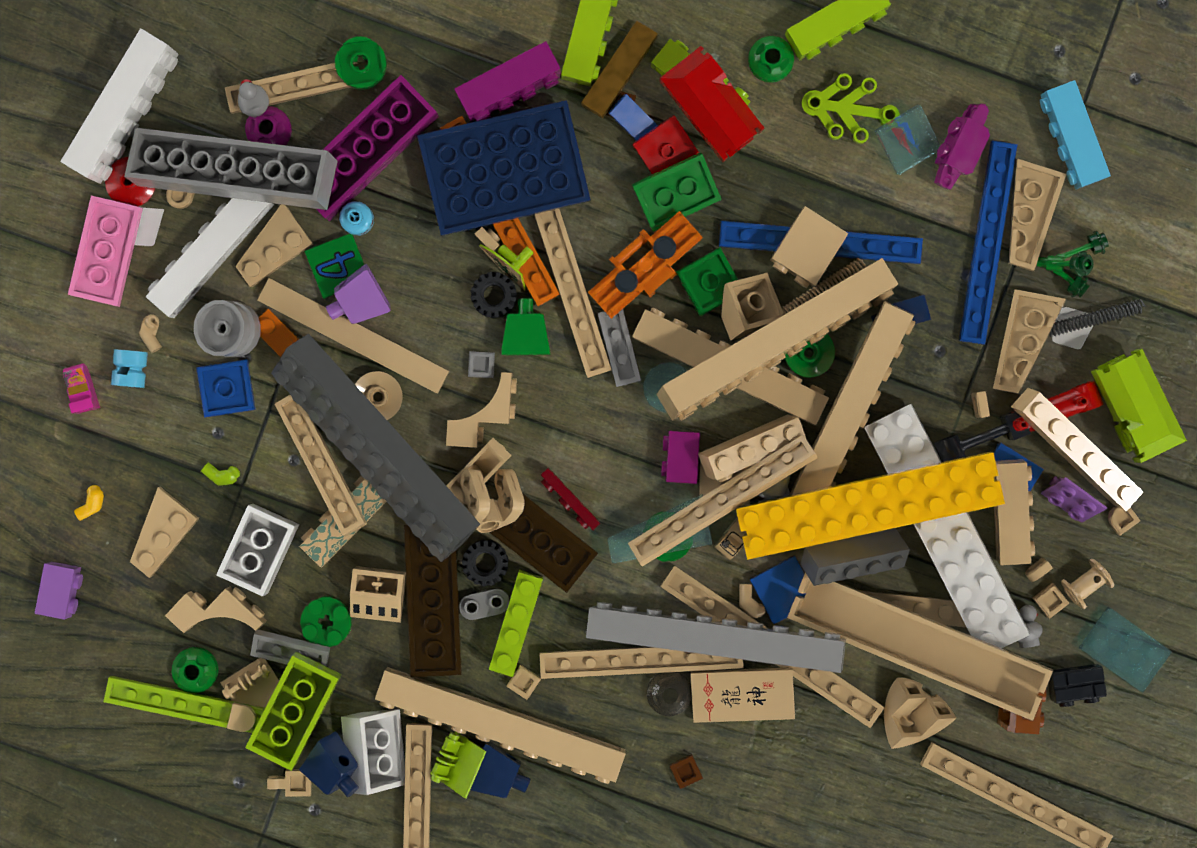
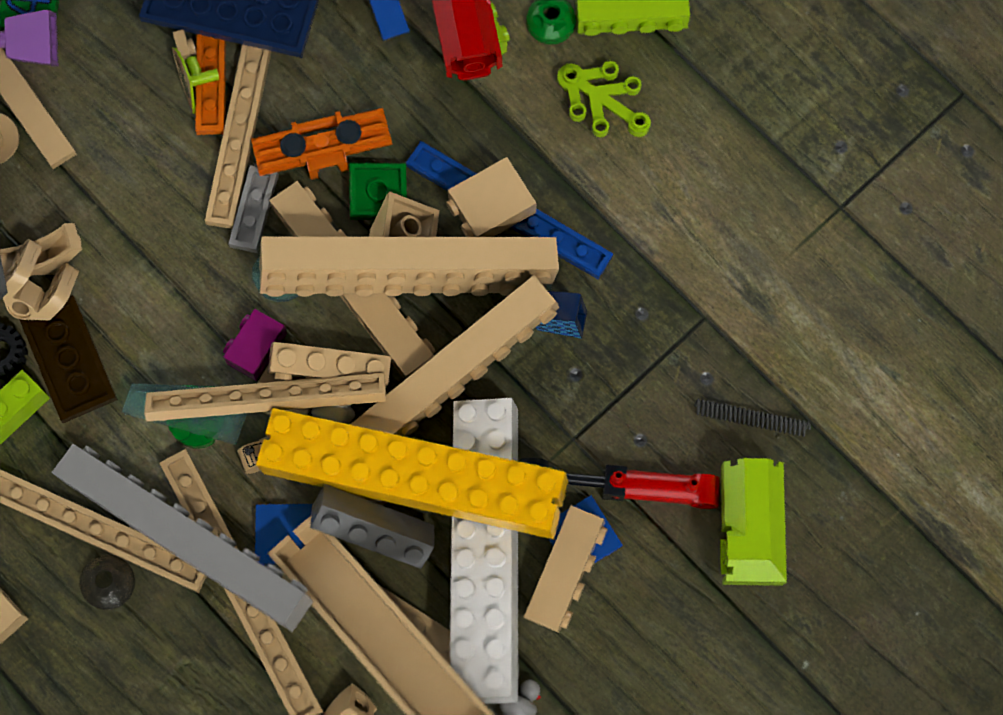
camera: 25 degrees right, 15 degrees down
(481, 364) = (110, 162): light grey tile -> none
(482, 284) = (153, 88): black tyre -> none
(499, 410) = (98, 209): tan arch -> none
(525, 332) = (169, 150): green torso -> none
(569, 500) = (118, 330): dark red plate -> none
(665, 146) = (403, 51): red plate -> none
(678, 188) = (398, 88): green plate -> none
(686, 771) = (77, 674): reddish brown tile -> none
(742, 695) = (180, 620): tan tile -> none
(748, 604) = (240, 530): tan arm -> none
(818, 363) = (453, 317): green dish -> none
(908, 139) = (646, 153): clear light blue tile -> none
(962, 145) = (697, 183): magenta hinge -> none
(980, 404) = (588, 444): tan tile -> none
(987, 242) = (677, 292): blue tile -> none
(1025, 334) = (671, 396): tan wing -> none
(1033, 207) = (742, 276): tan wing -> none
(1038, 569) = (563, 648): tan tile -> none
(1050, 600) = (562, 690): tan tile -> none
(1072, 499) = (636, 588): medium lavender hinge -> none
(1074, 135) = (816, 226): medium azure brick -> none
(1075, 338) = (721, 429): white sticker -> none
(1076, 449) = (665, 534): brick -> none
(1079, 263) = (757, 343): dark green plant -> none
(1085, 584) = (605, 688): tan hose -> none
(1122, 520) = (682, 641): tan tile -> none

